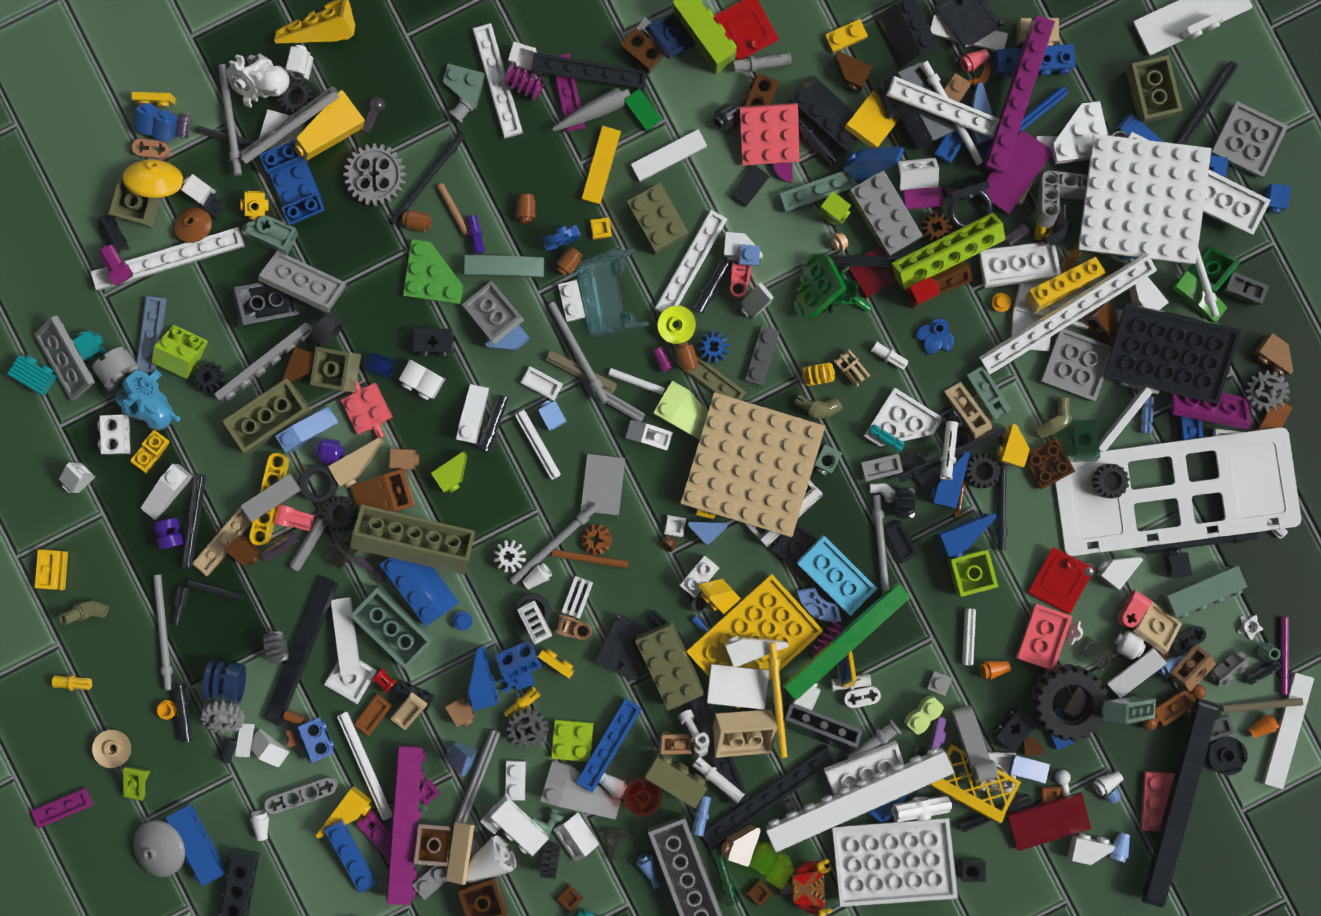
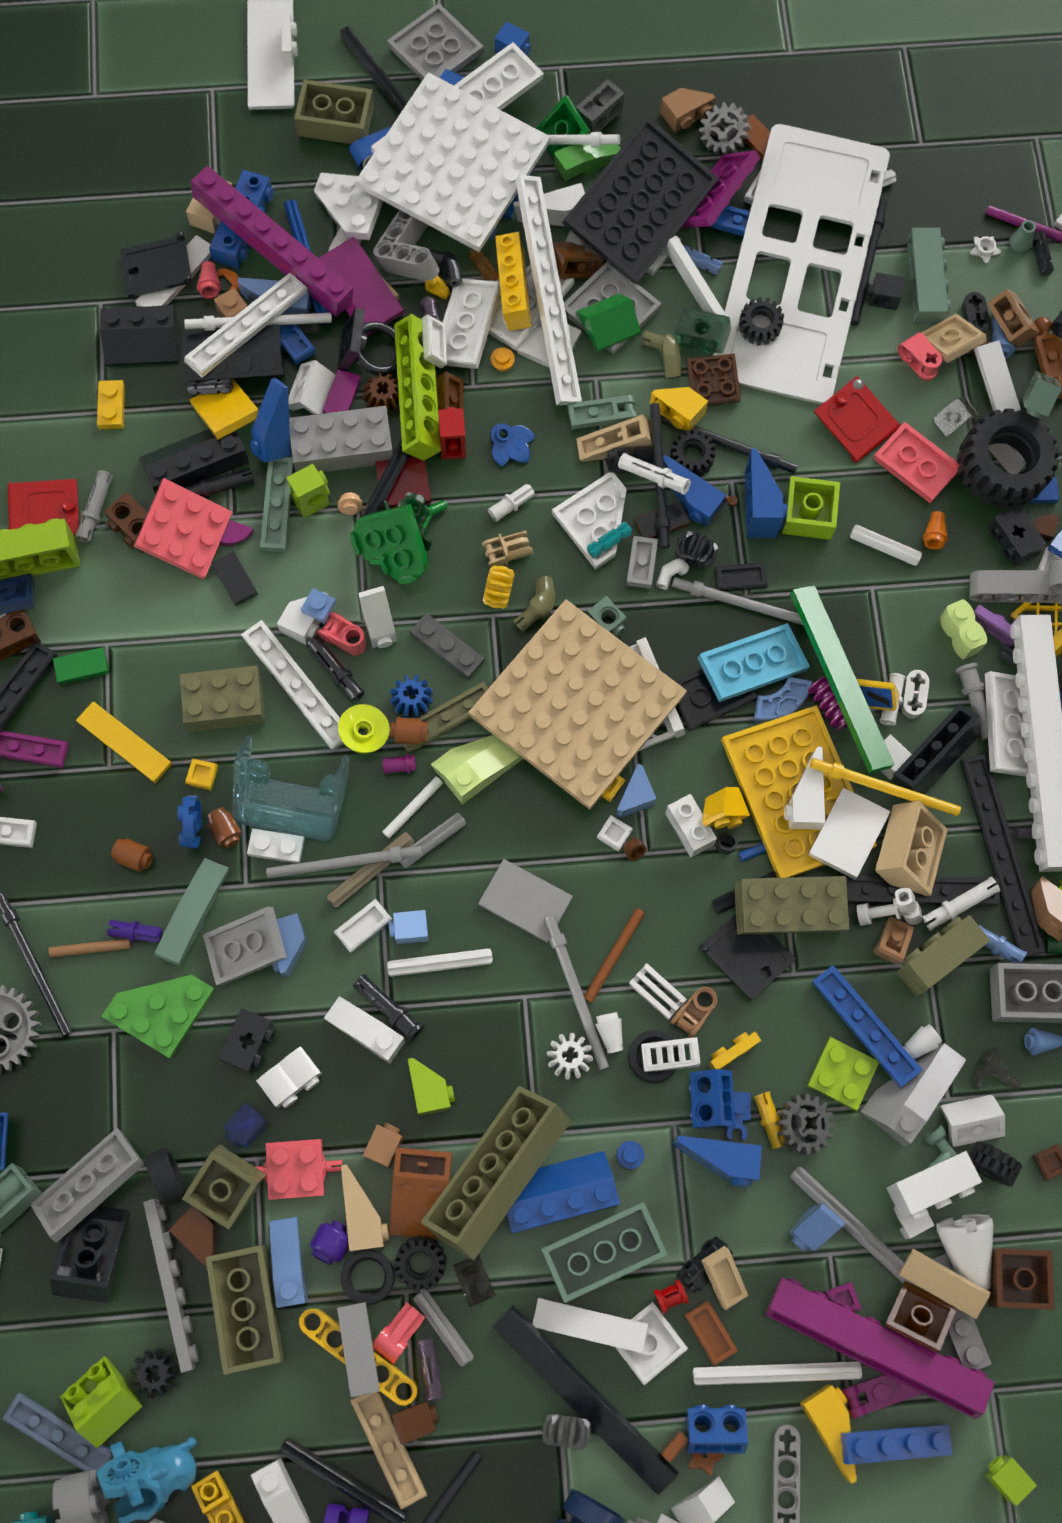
camera: 70 degrees left, 15 degrees down
(377, 573) = (523, 1245): clear purple bar -> none
(417, 220) = (81, 999): dark orange brick -> none
(461, 712) = (752, 1206): medium nougat brick -> none
(515, 779) = (868, 1170): white plate -> none
(588, 544) = (593, 950): dark orange gear -> none
(598, 107) = (51, 715): light grey piece -> none
(642, 797) = (950, 1006): clear red cylinder -> none
(649, 435) = (486, 817): white slope -> none
(669, 155) = (151, 657): white tile -> none
(726, 116) = (138, 570): black head -> none
(852, 71) = (154, 412): reddish brown slope -> none
(939, 683) = (930, 600): light grey plate -> none
(991, 247) = (434, 341): none -> white tile
(1062, 368) = (610, 321): none -> green slope
(1077, 634) = (926, 423): white plate -> none
(1118, 571) = (870, 354): white slope -> none
(1130, 645) = (961, 374): white head -> none
(1225, 674) = (1031, 291): light grey hinge -> none

